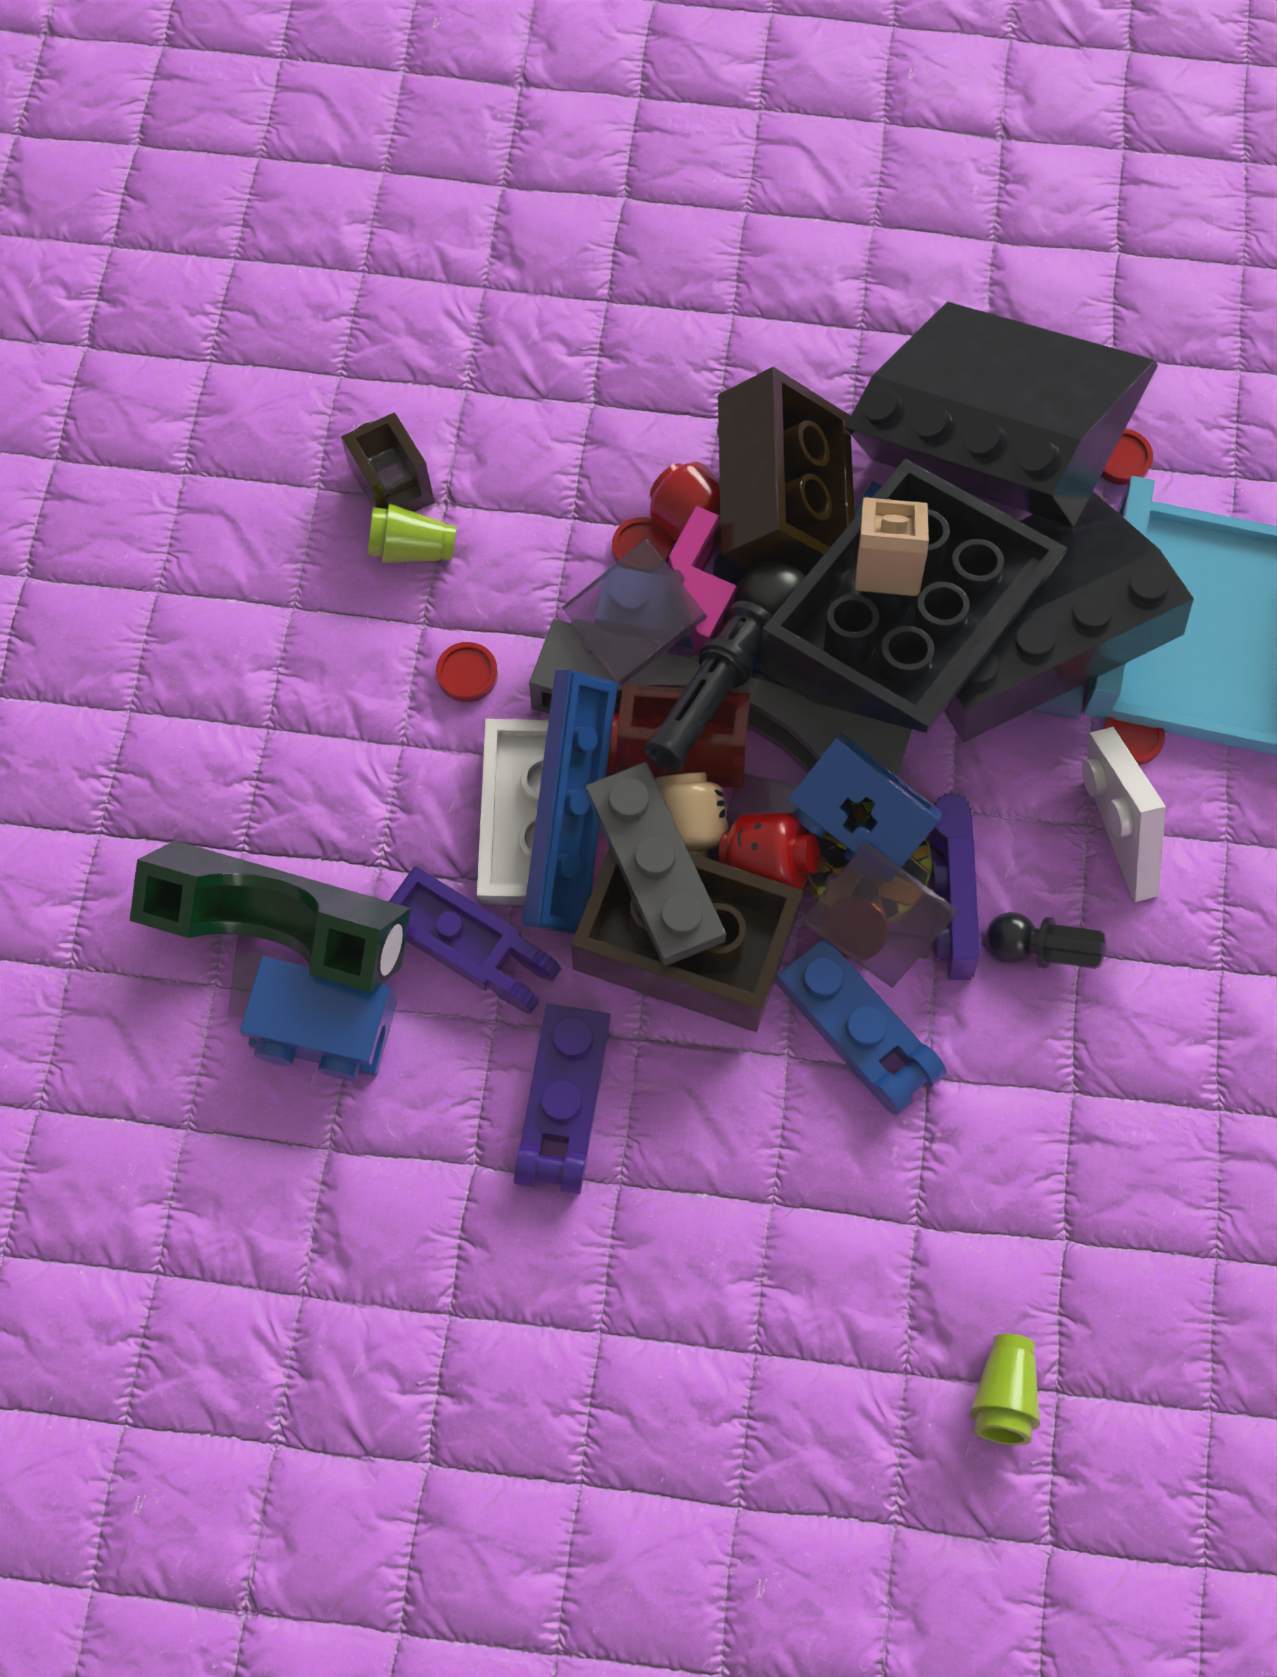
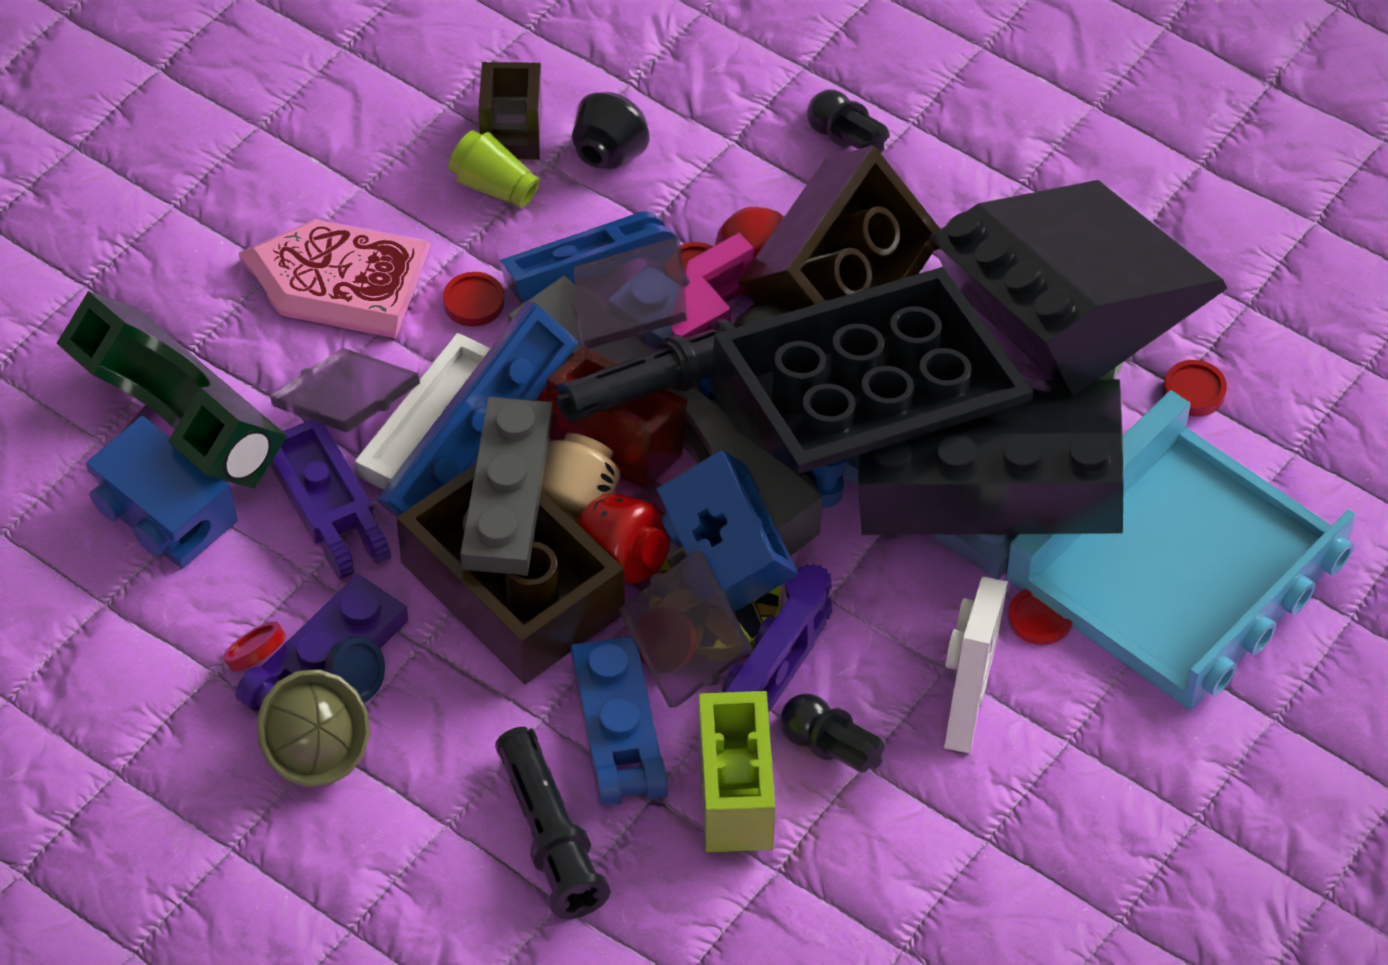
camera: 30 degrees right, 15 degrees down
(330, 708) = (339, 275): none -> bright pink tile
(420, 827) = (344, 389): none -> clear purple piece
(489, 448) = (609, 130): none -> black cone
(501, 1126) = (254, 646): none -> red piece
(549, 581) = (541, 266): none -> blue plate
(606, 1102) = (358, 663): none -> dark blue piece
(613, 1187) = (313, 728): none -> olive hat
(687, 341) = (845, 121): none -> black axle
(892, 546) = (858, 311): tan slope -> none
(892, 1177) = (558, 844): none -> black pin
(1005, 1028) = (736, 771): none -> lime brick

